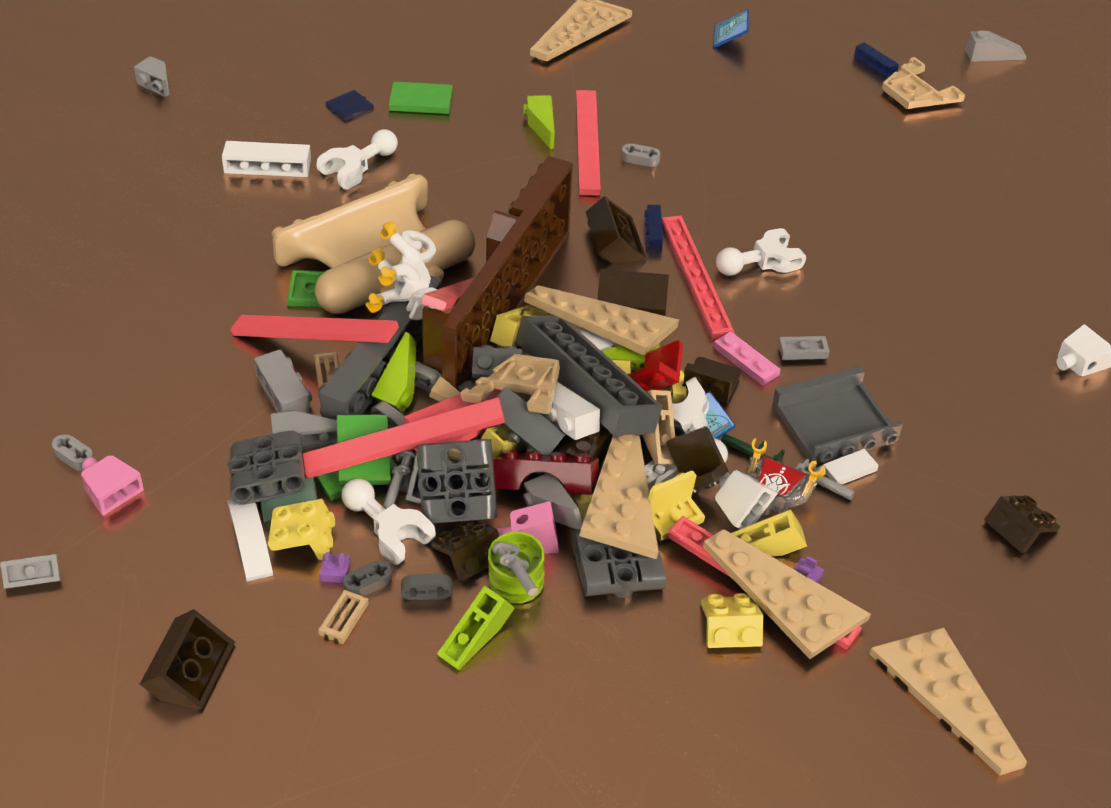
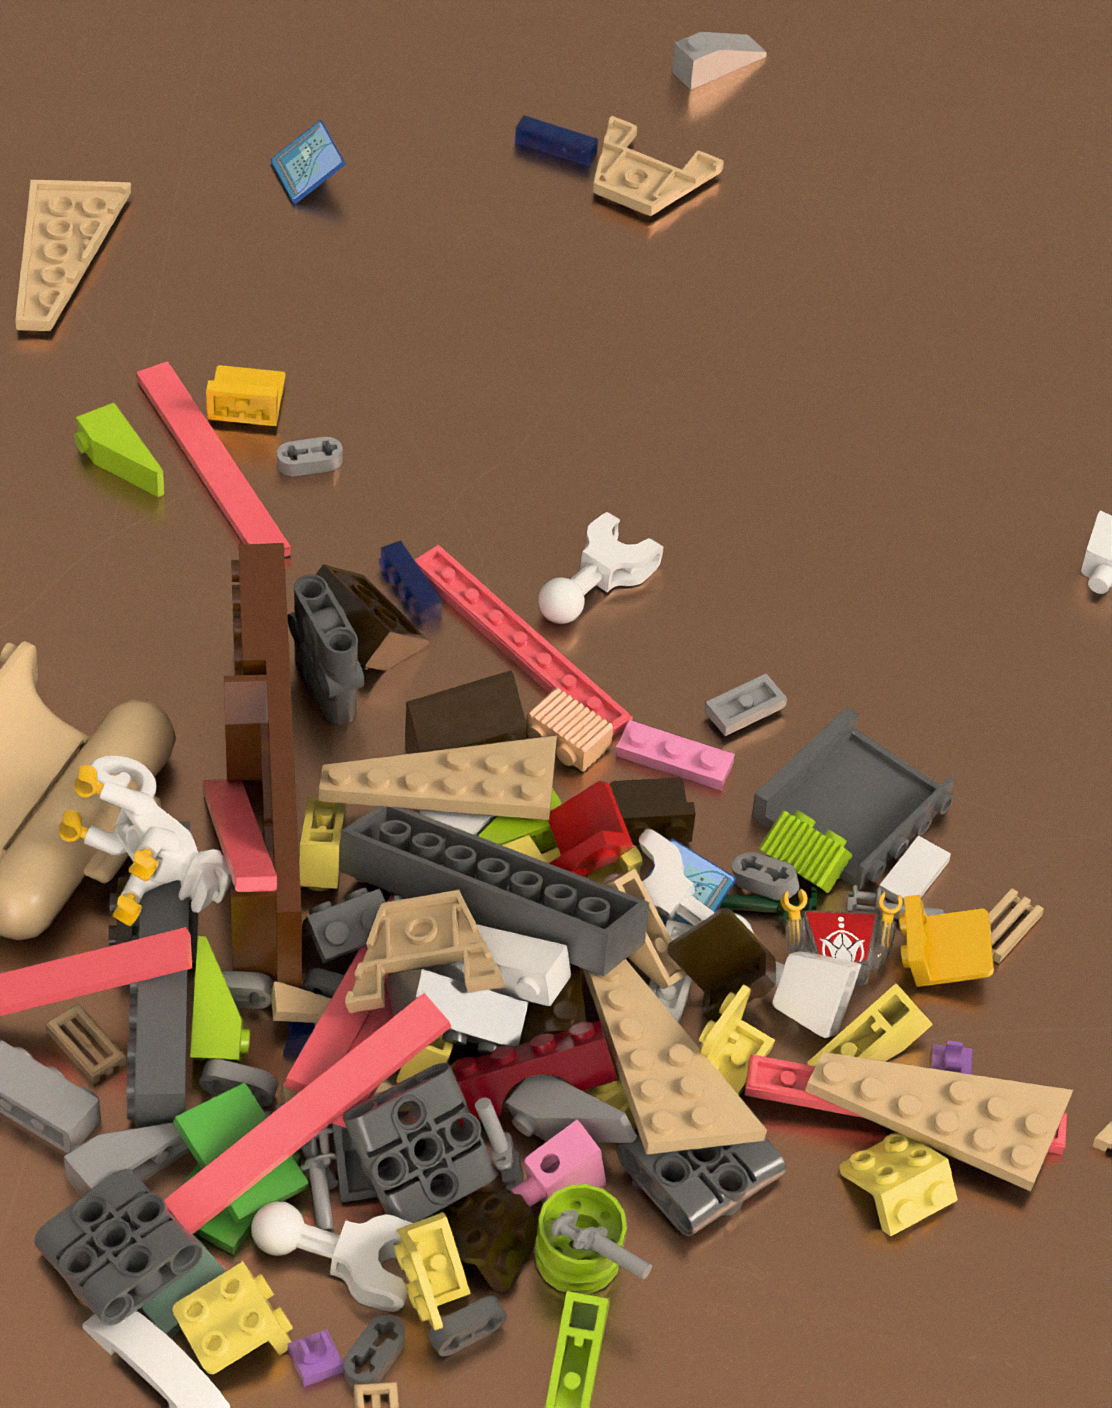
camera: 30 degrees left, 5 degrees up
(420, 545) = (431, 1266): none -> light yellow bracket
(506, 504) = (502, 1145): none -> light grey piece
(577, 233) = (325, 649): none -> dark grey connector
(624, 117) = (245, 395): none -> yellow bracket
(694, 324) = (579, 732): none -> light nougat brick
(753, 428) = (765, 875): none -> light grey beam
(788, 429) = (811, 853): none -> lime brick
(840, 509) = (945, 945): none -> yellow bracket
(887, 512) = (1020, 906): none -> tan tile

